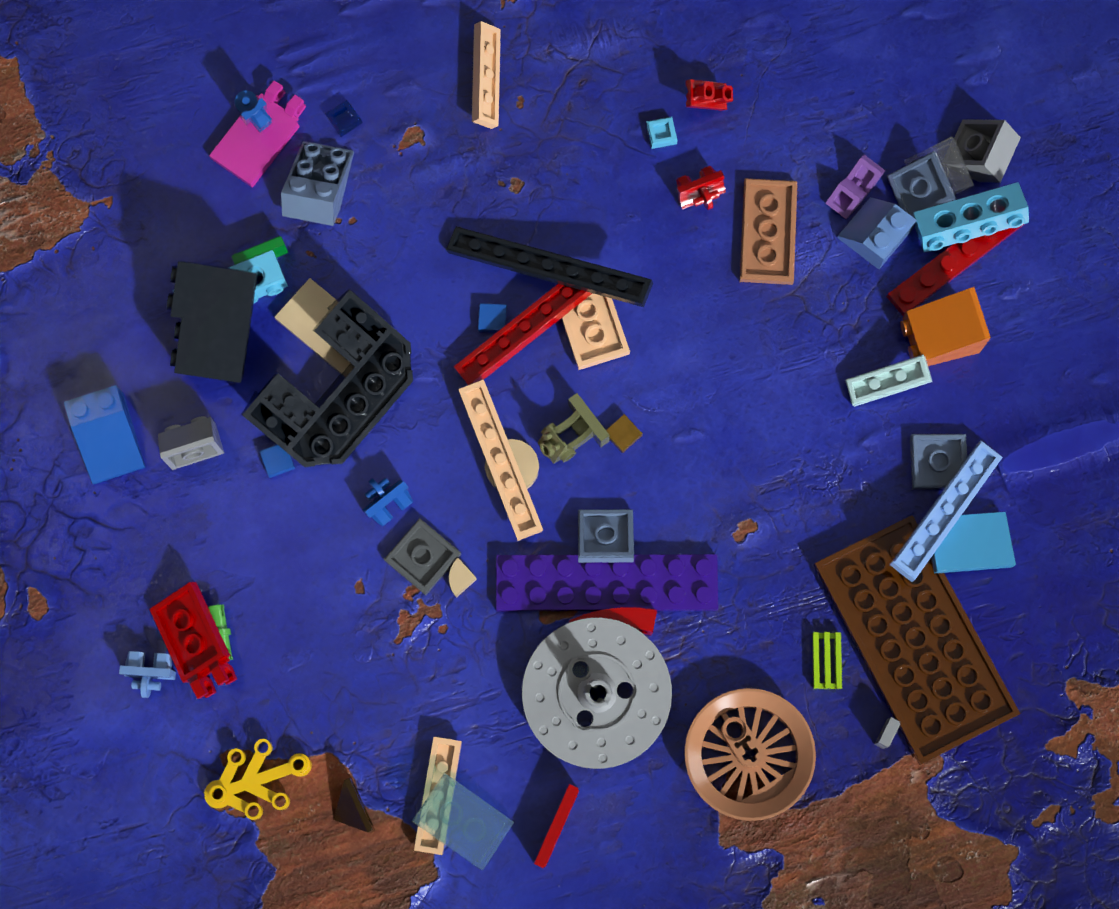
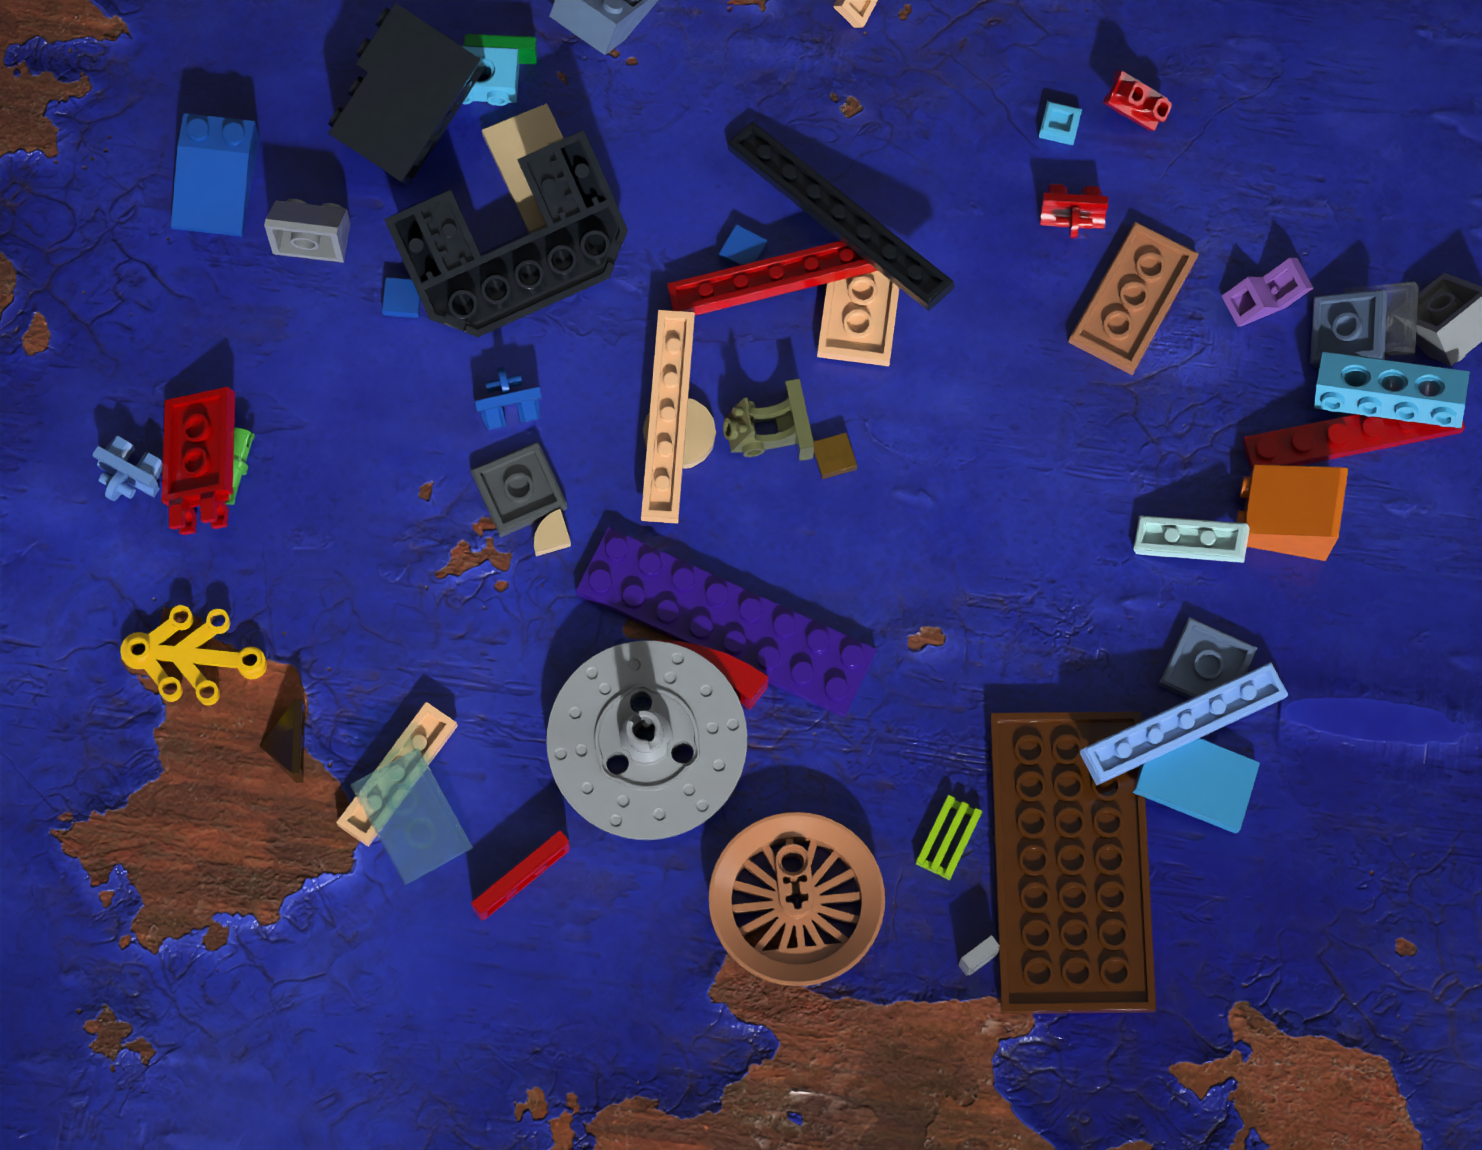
camera: 20 degrees right, 5 degrees down
(605, 536) = (751, 564): sand blue tile -> none
(877, 230) = (1269, 358): medium blue slope -> none

